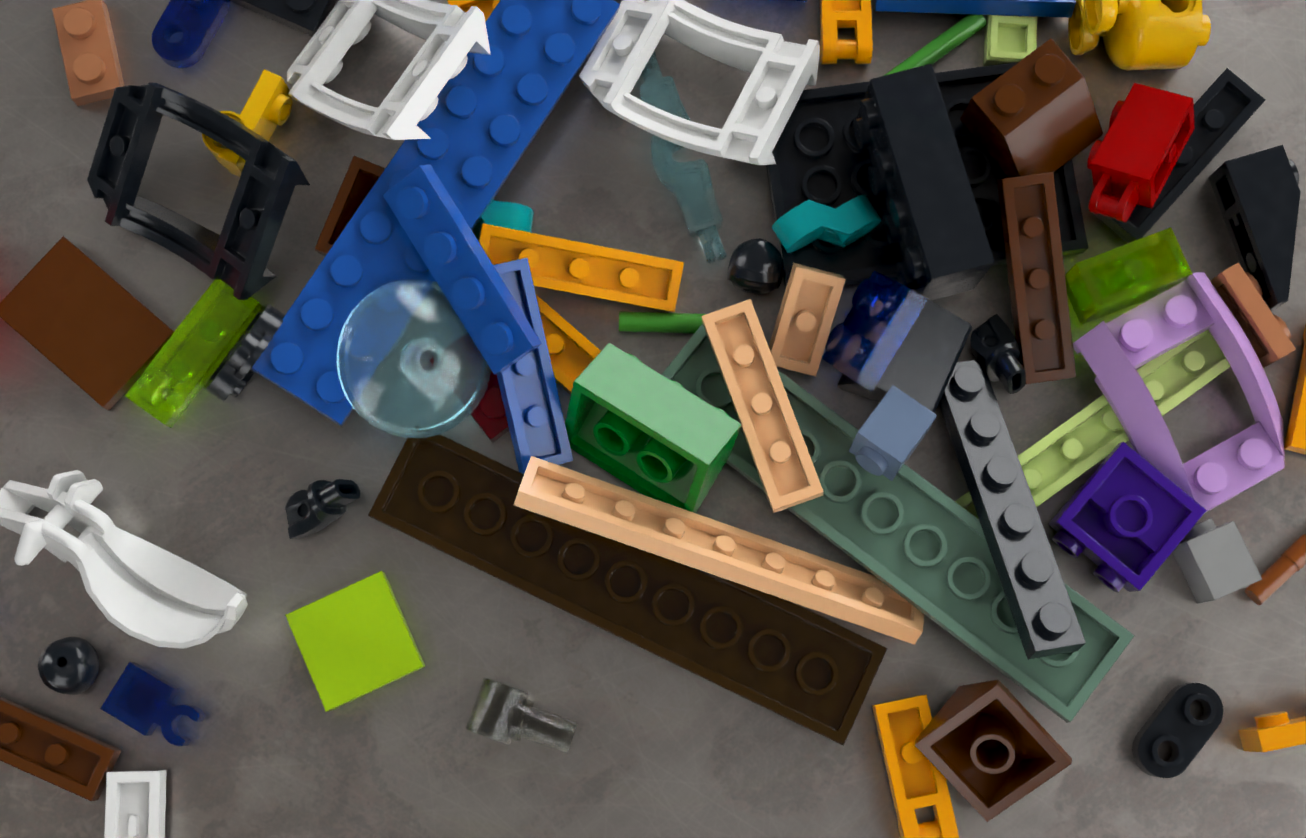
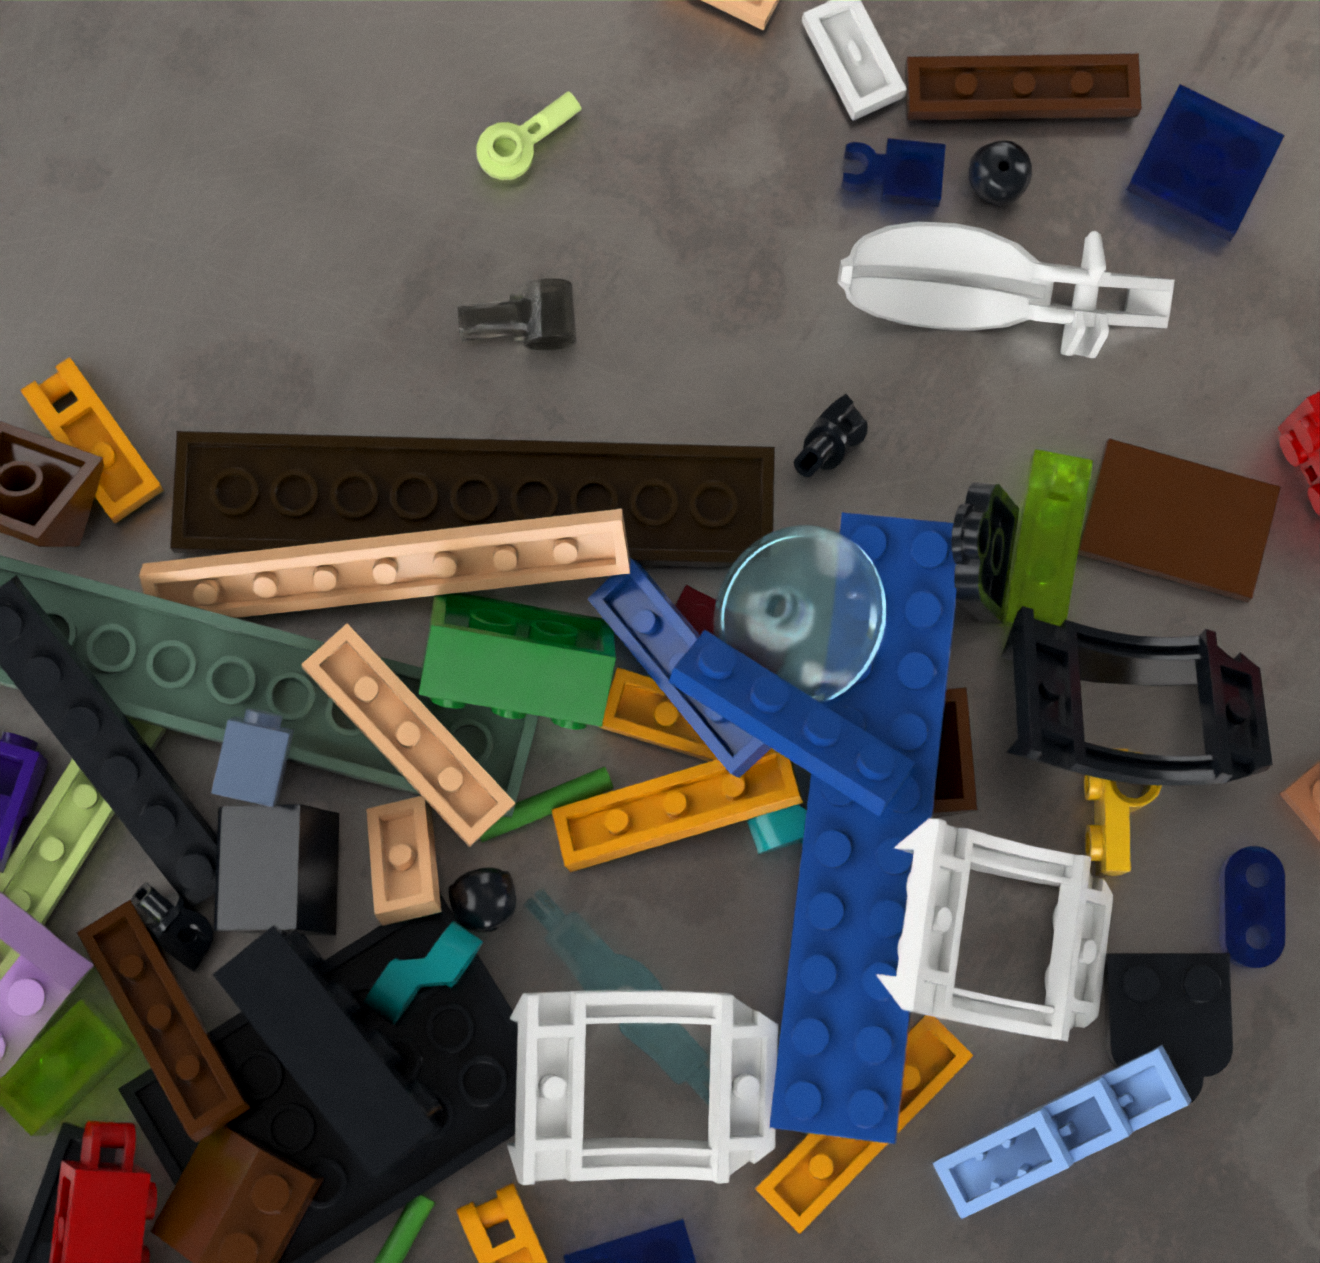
camera: 150 degrees right, 0 degrees up
(355, 641) = (727, 323): lime tile -> none
(873, 329) = (320, 870): clear blue plate -> none

